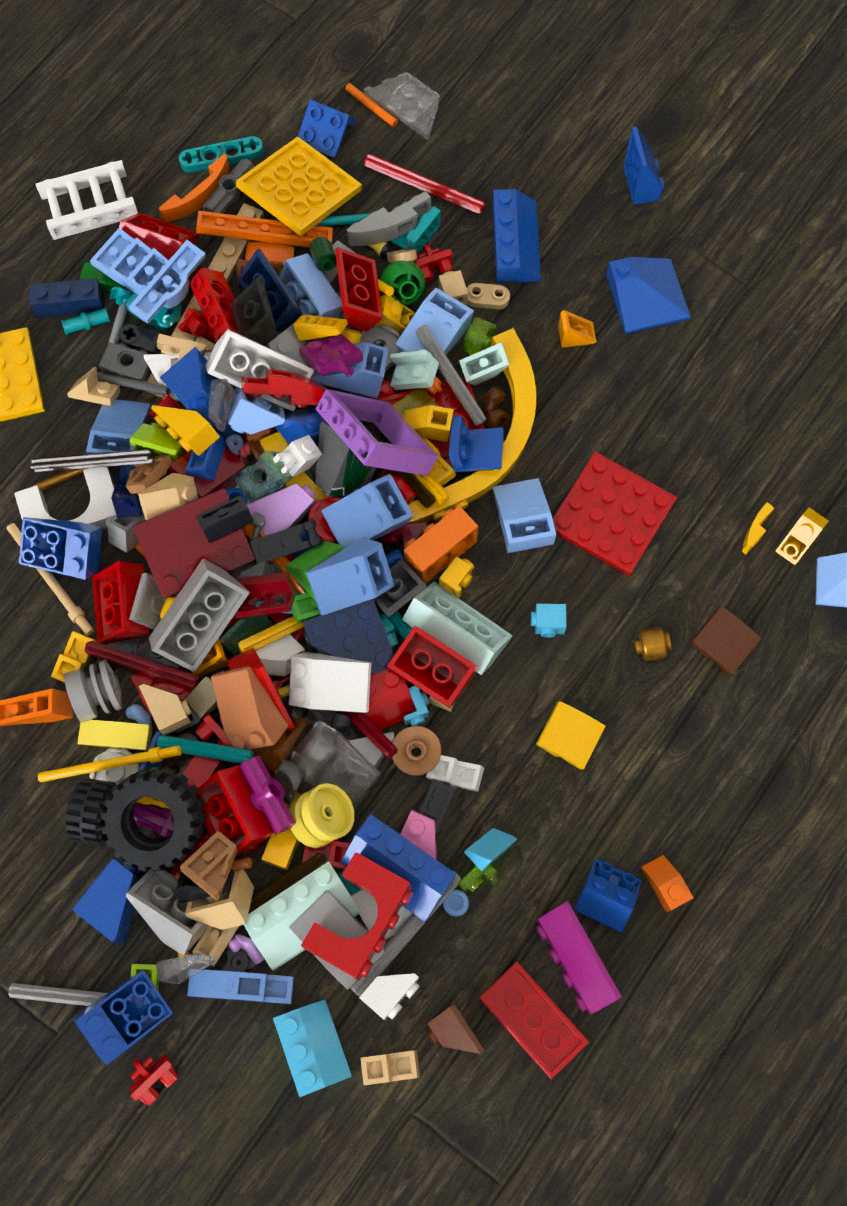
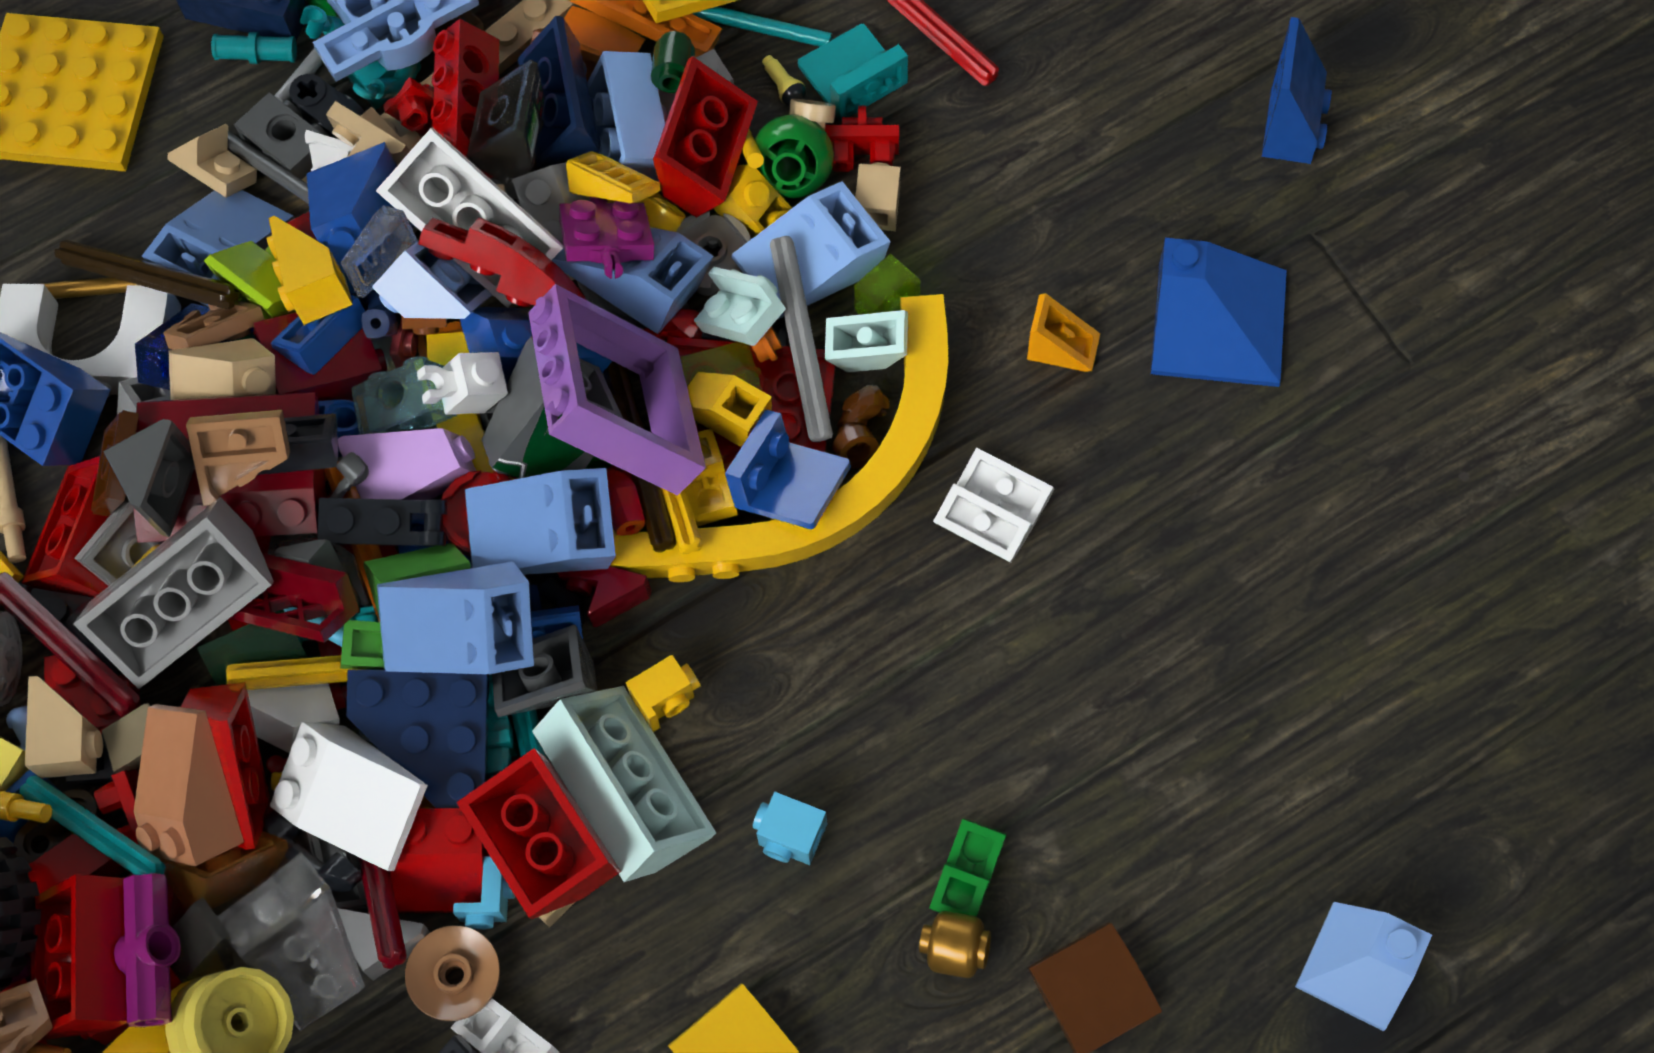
camera: 25 degrees right, 5 degrees down
(132, 562) = (108, 490): none -> reddish brown plate
(164, 557) = (154, 472): none -> dark grey slope
(203, 530) = (235, 448): none -> medium nougat wing
(213, 661) = (181, 676): light orange slope -> none
(386, 226) = (805, 53): light grey slope -> none
(441, 544) = (651, 623): orange brick -> none
(487, 297) = (932, 228): tan plate -> none
(515, 237) = (1025, 144): blue slope -> none
(524, 515) = (825, 627): light blue slope -> none
(578, 426) = (994, 505): none -> white slope
(612, 513) = (988, 682): red plate -> none
(641, 606) = (968, 869): none -> green slope
(756, 531) = (1231, 811): yellow slope -> none
(801, 536) = (1318, 849): yellow slope -> none

